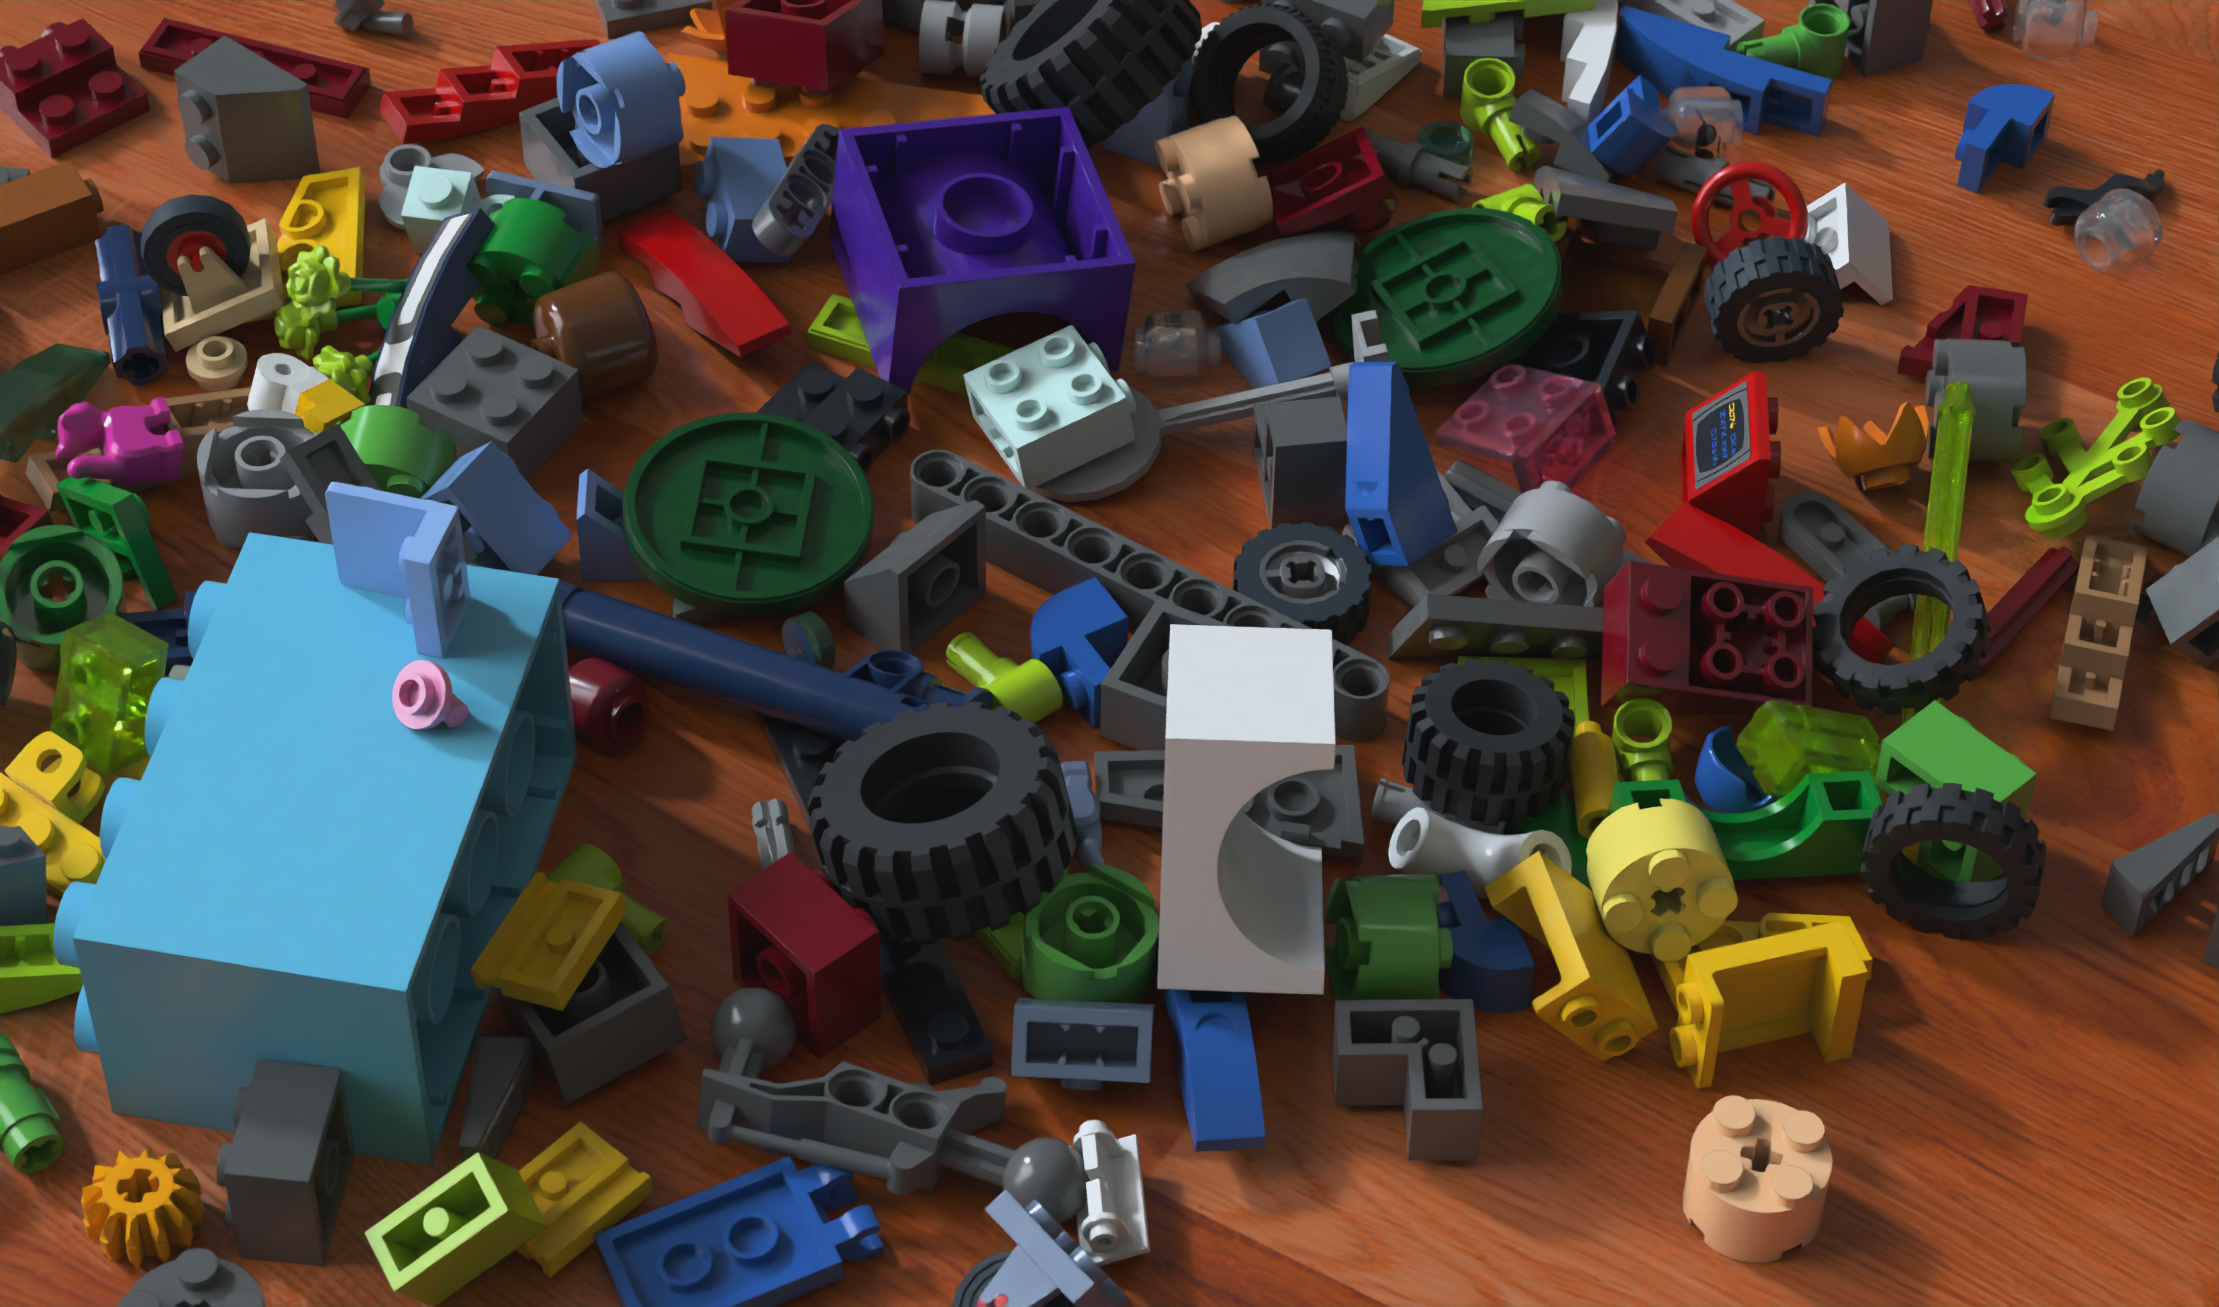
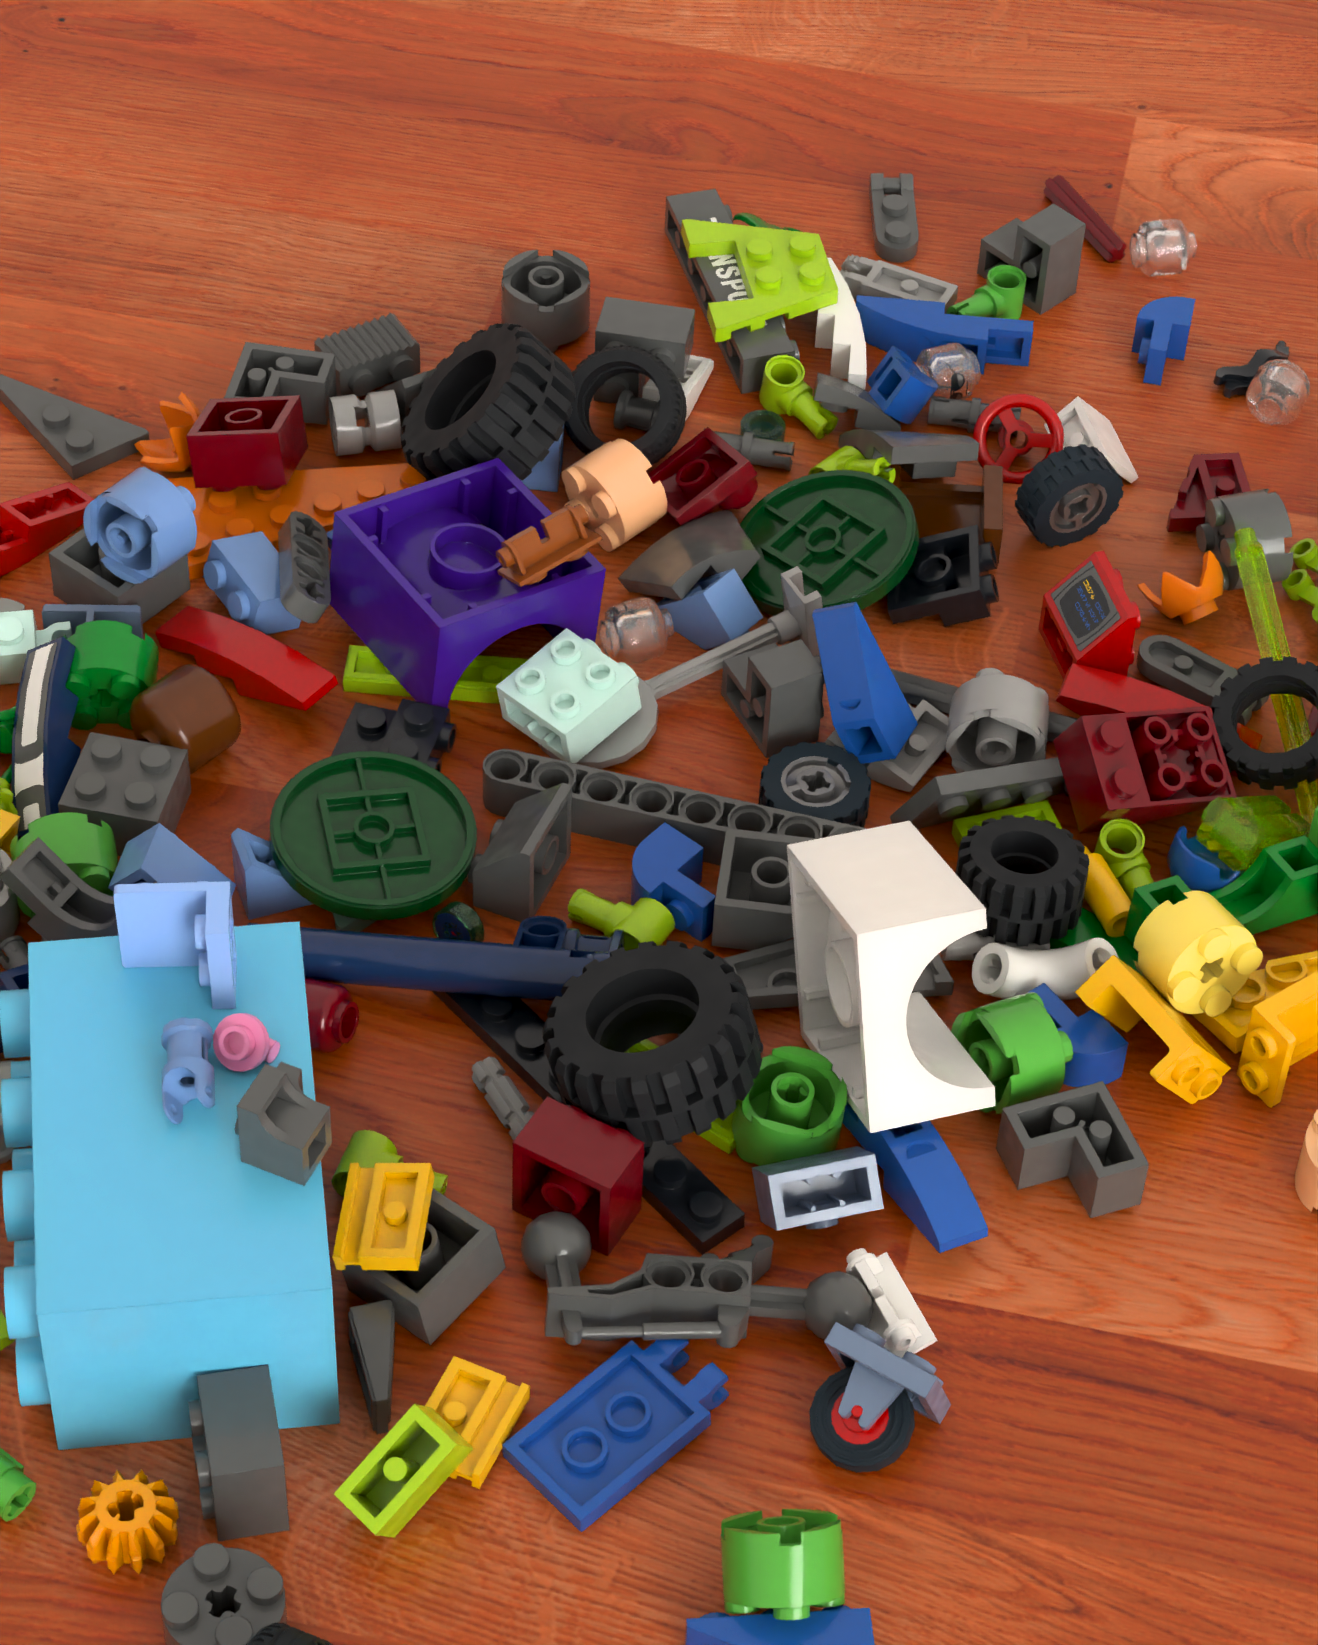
camera: 20 degrees left, 0 degrees up
(347, 714) = (187, 1067): none -> medium blue piece
(420, 793) = (282, 1126): none -> dark grey brick
(1045, 230) = (528, 559): none -> dark orange hinge
(1536, 422) = (935, 626): clear pink bracket -> none

